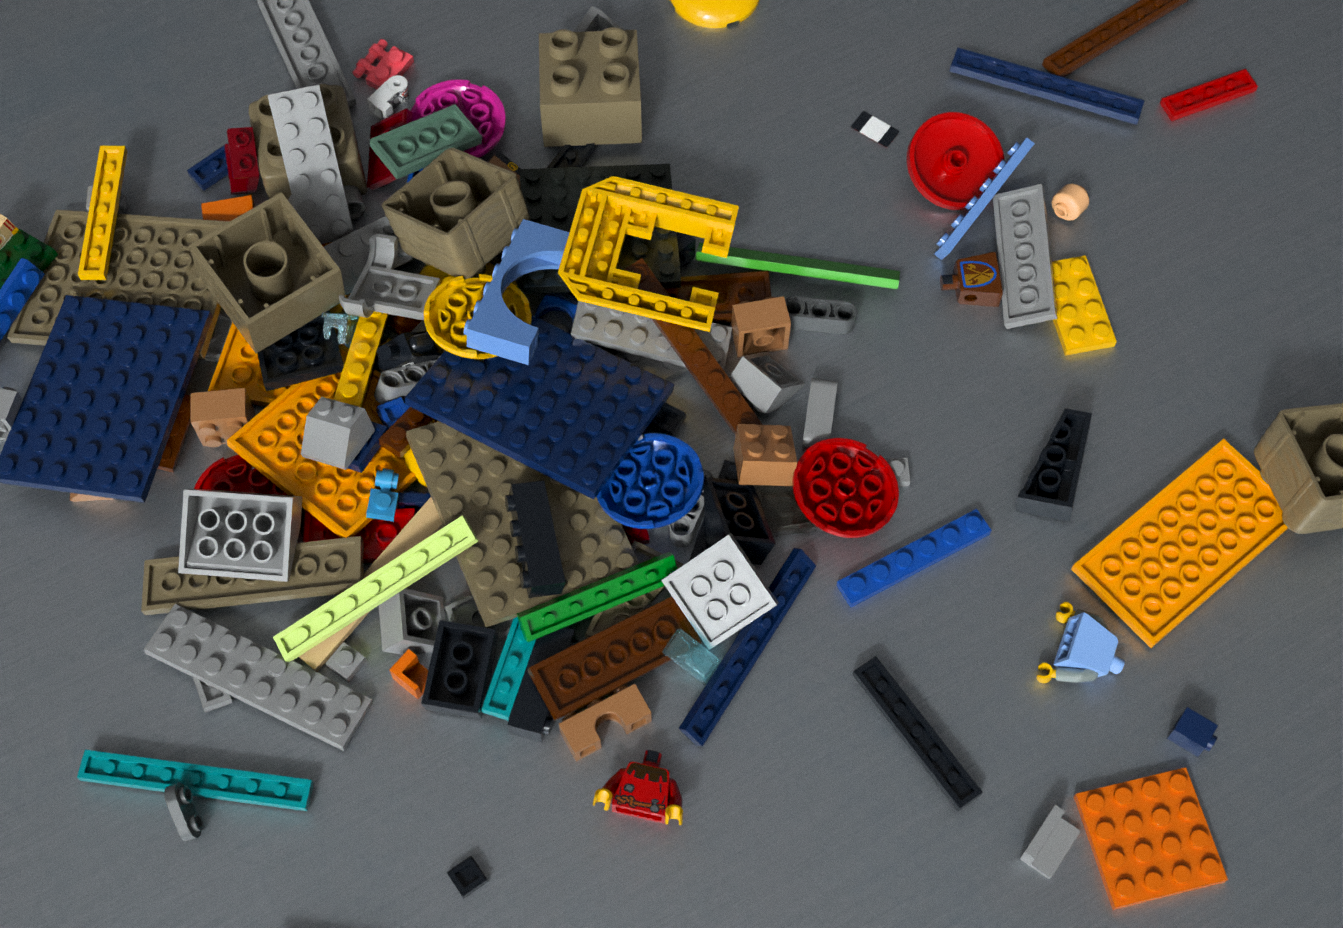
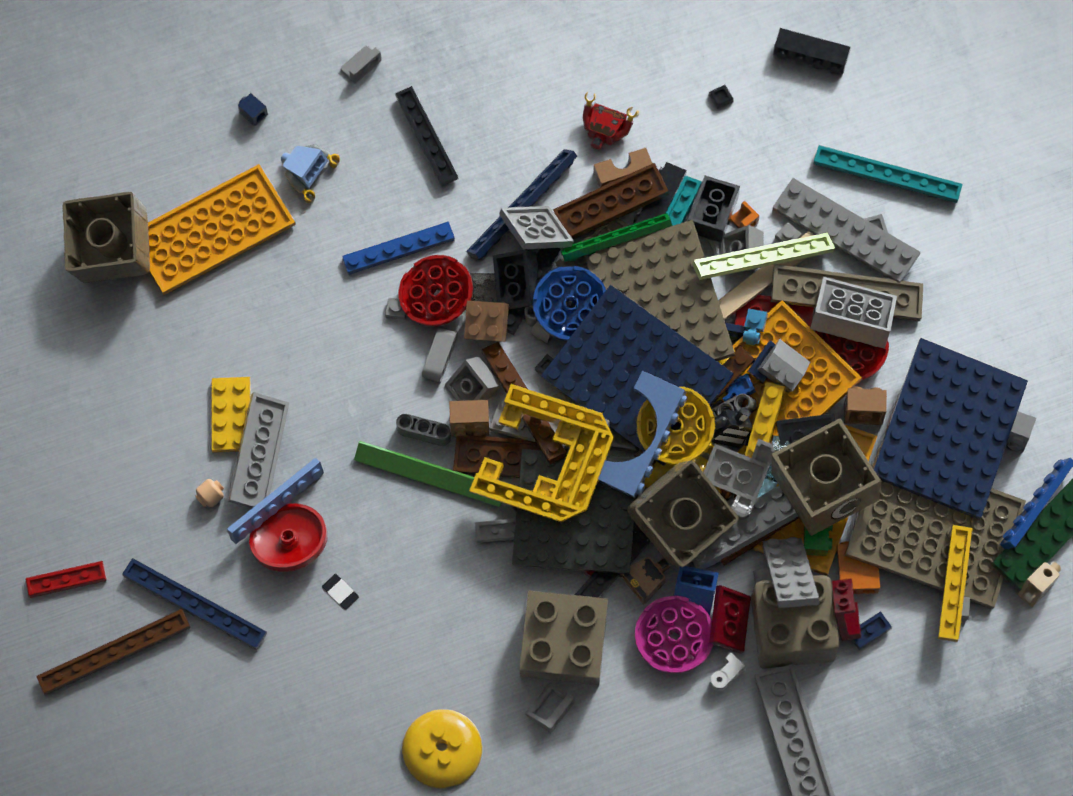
camera: 170 degrees left, 5 degrees up
(182, 811) = (894, 151): dark grey plate -> none
(391, 64) = (724, 707): coral plate -> none
(423, 140) = (700, 601): sand green plate -> none
(535, 539) = (653, 265): black brick -> none
(691, 656) = (560, 198): clear light blue plate -> none
(975, 280) = (300, 440): reddish brown torso -> none
(1055, 478) = (286, 283): black wedge -> none
(1150, 838) = (299, 58): orange plate -> none

